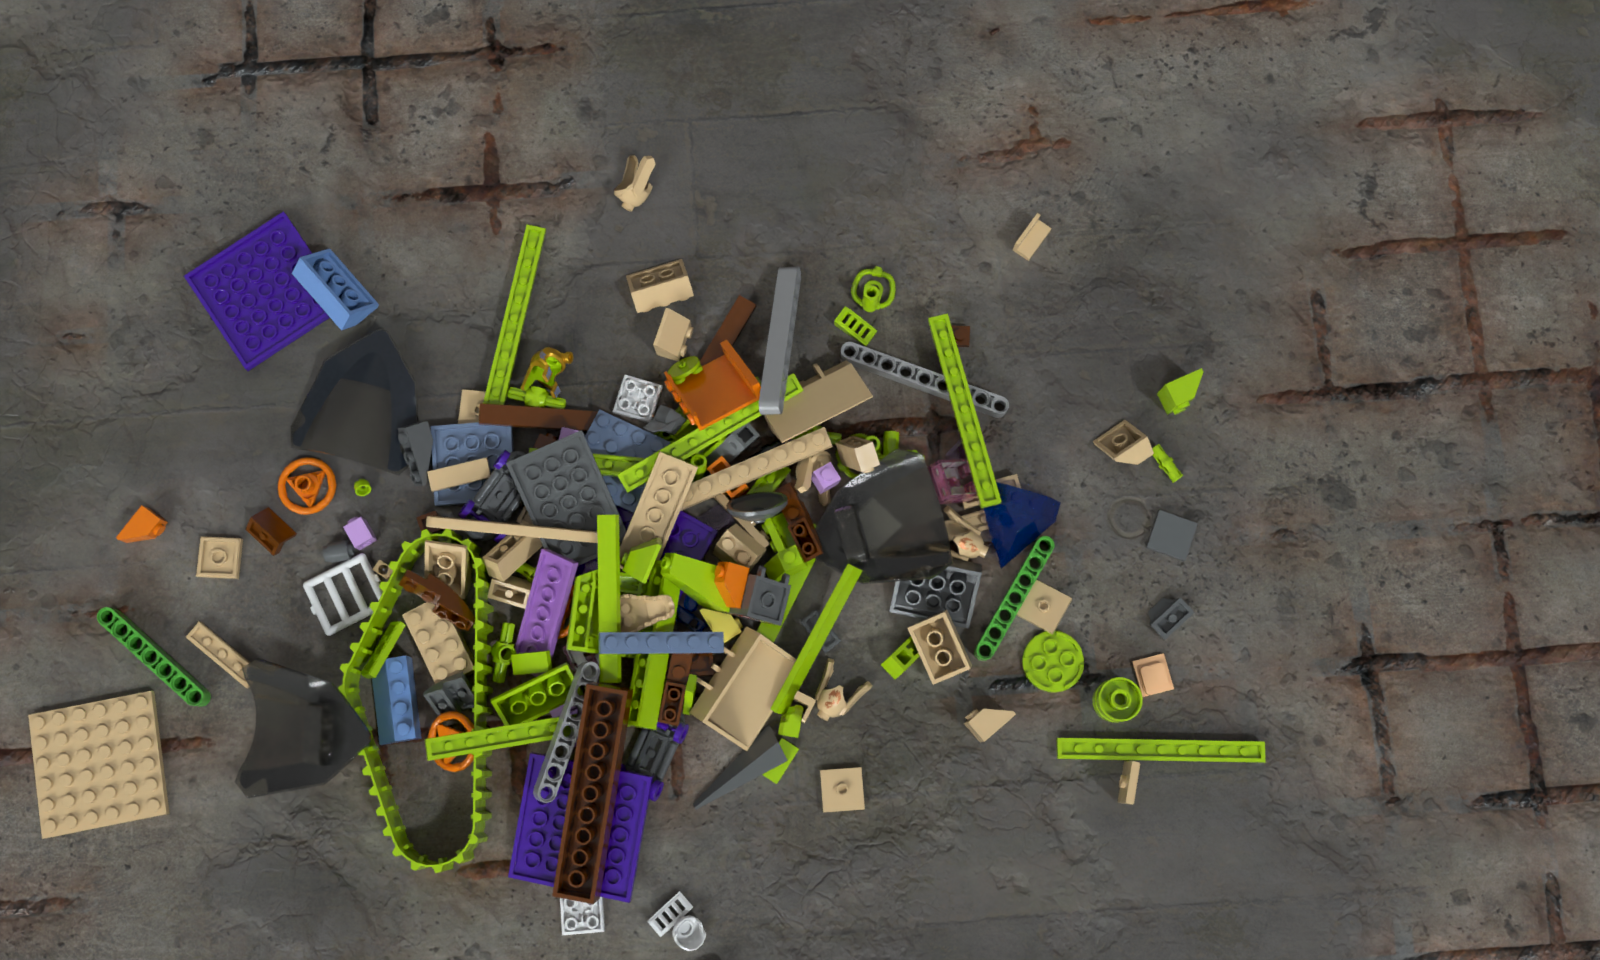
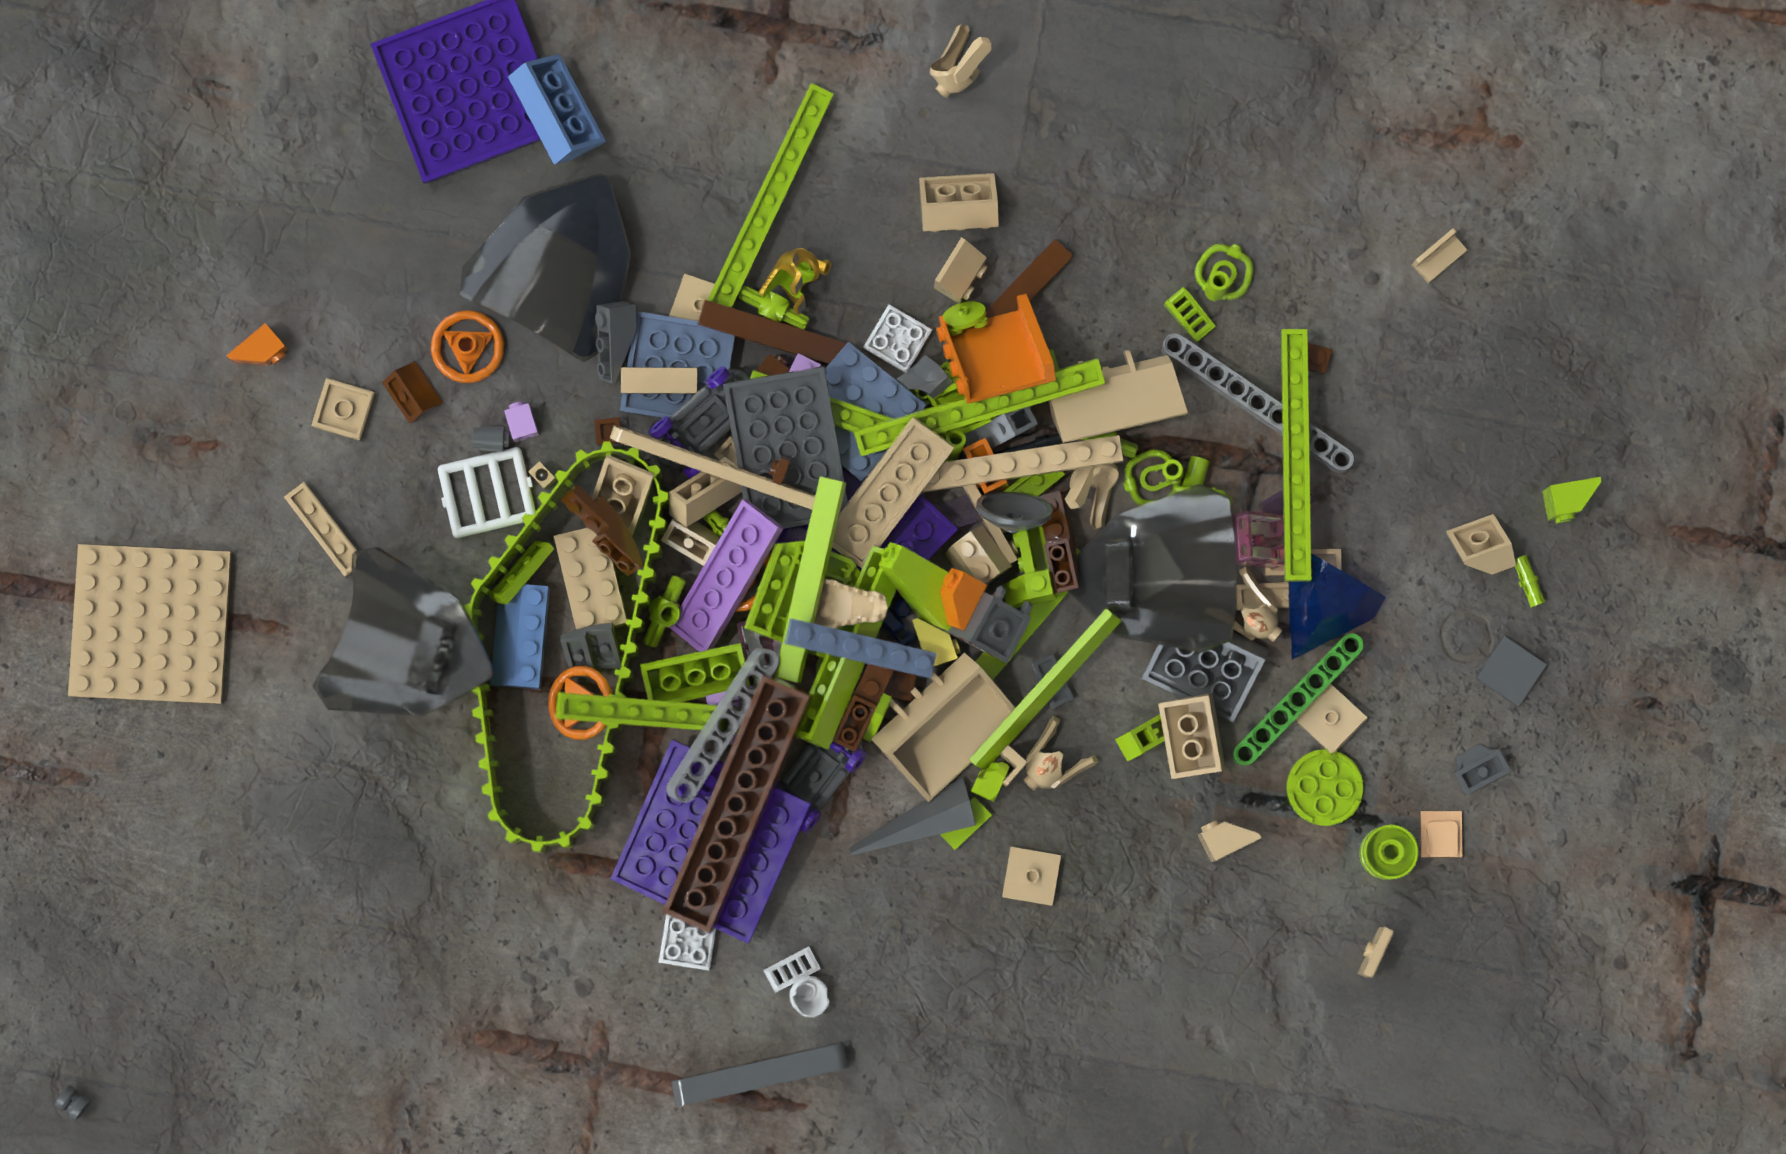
camera: 10 degrees right, 5 degrees up
(145, 652) = (231, 505): bright green beam -> none
(359, 490) = (532, 369): lime hinge -> none
(531, 662) = (697, 632): lime tile -> none
(565, 518) = (779, 469): none -> reddish brown plate
(641, 559) = (860, 542): lime slope -> none
(780, 341) = (1092, 313): light grey beam -> none
(825, 478) = (1105, 496): lavender brick -> none
(857, 454) = (1151, 478): tan brick -> none
(1161, 750) = (1425, 925): lime plate -> none

